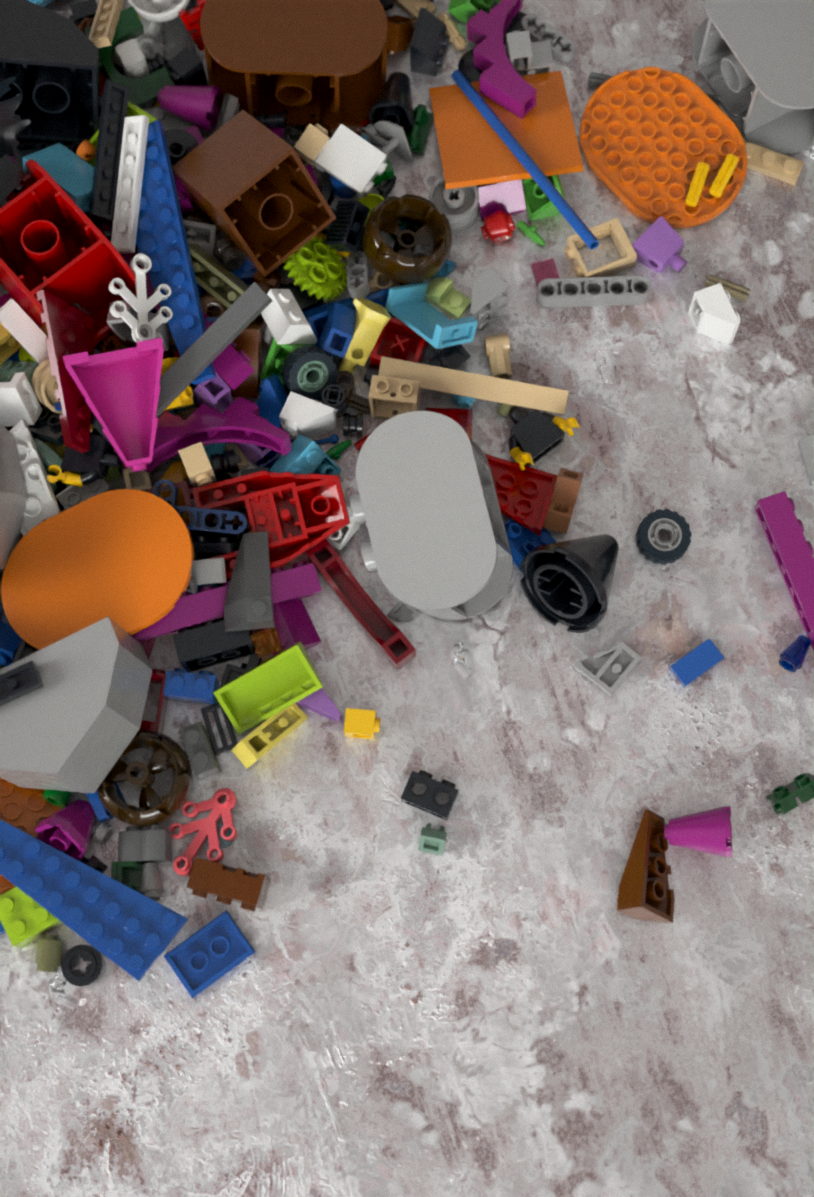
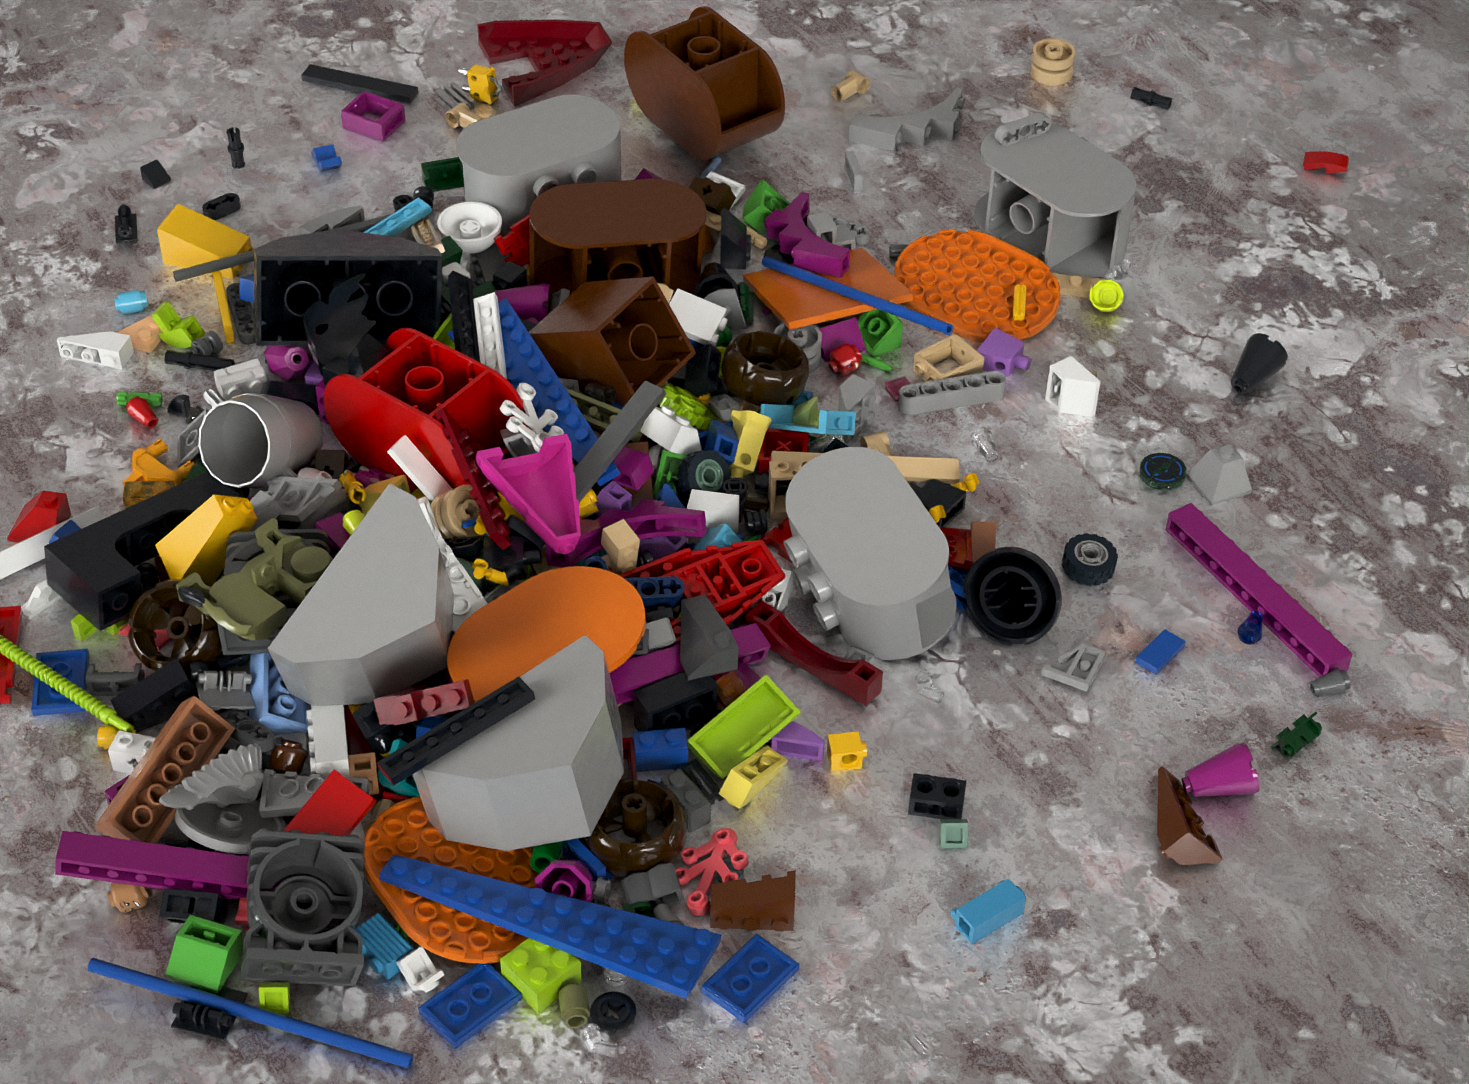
camera: 20 degrees left, 30 degrees down
(86, 151) = (437, 335): orange hinge -> none
(440, 933) = (989, 911): none -> dark azure brick
(724, 175) = (1041, 292): yellow axle -> none
(775, 433) = (1162, 471): none -> tile
(792, 188) = (1106, 295): none -> neon yellow hair

